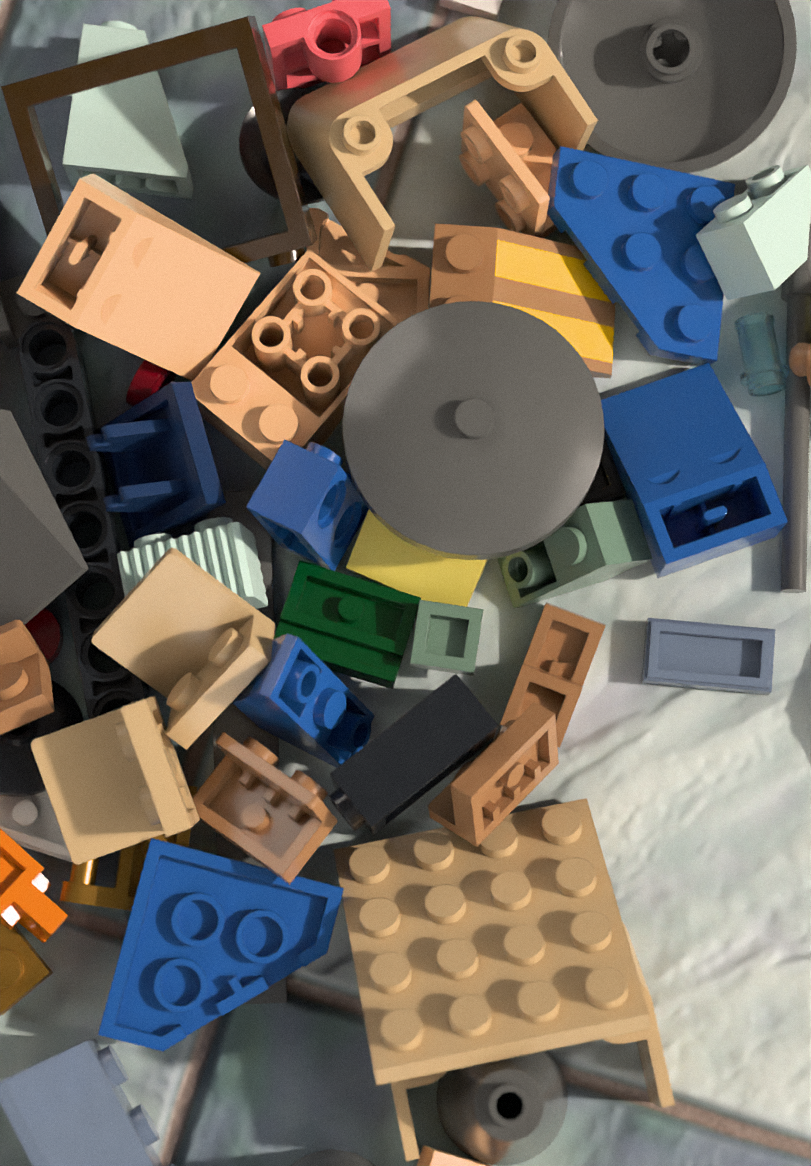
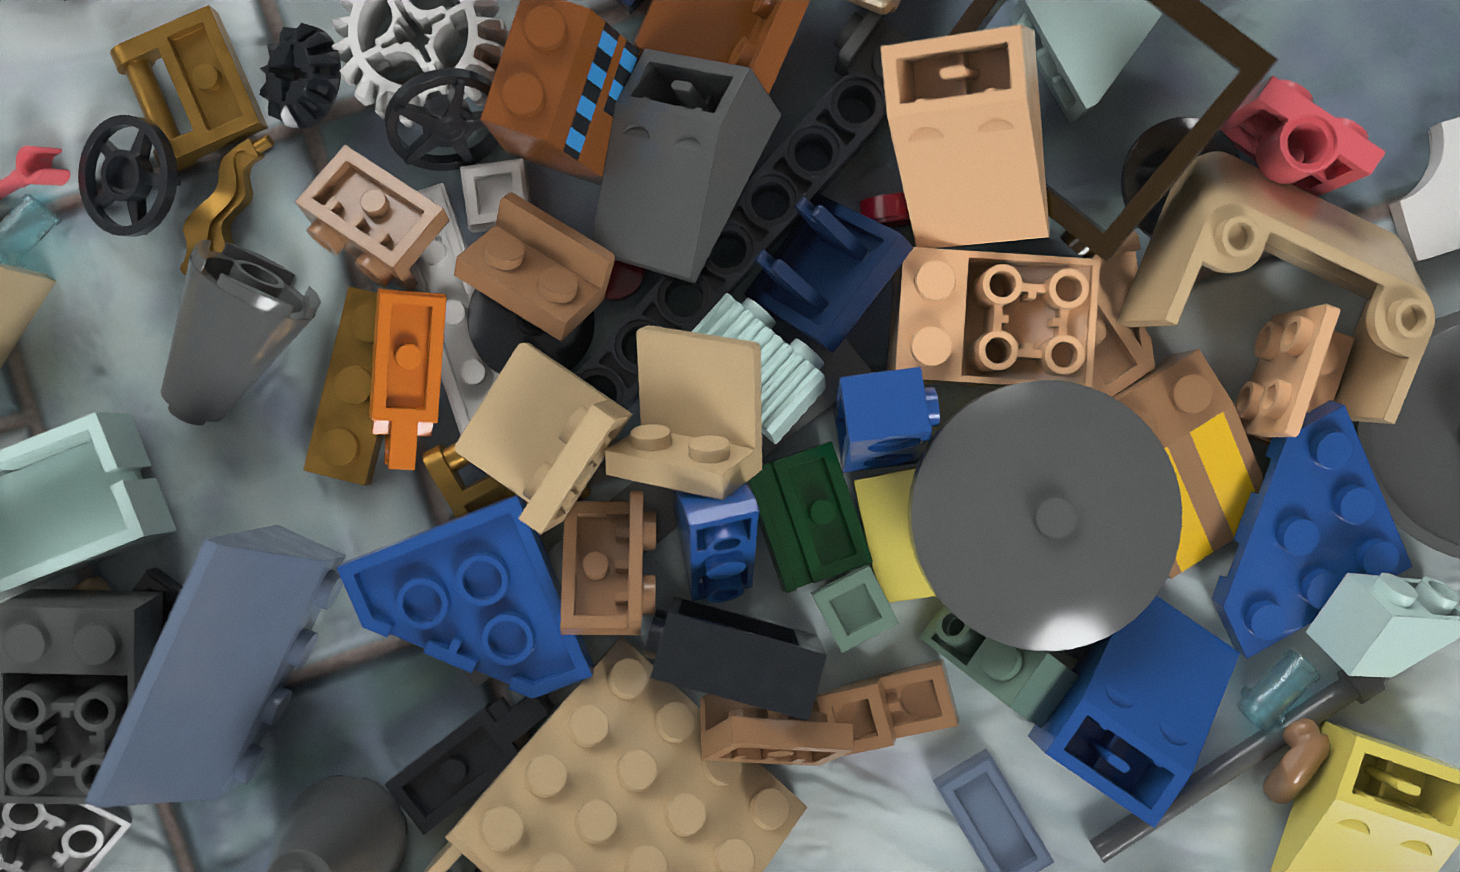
camera: 55 degrees right, 10 degrees up
(339, 1056) = (465, 760): none -> black hinge

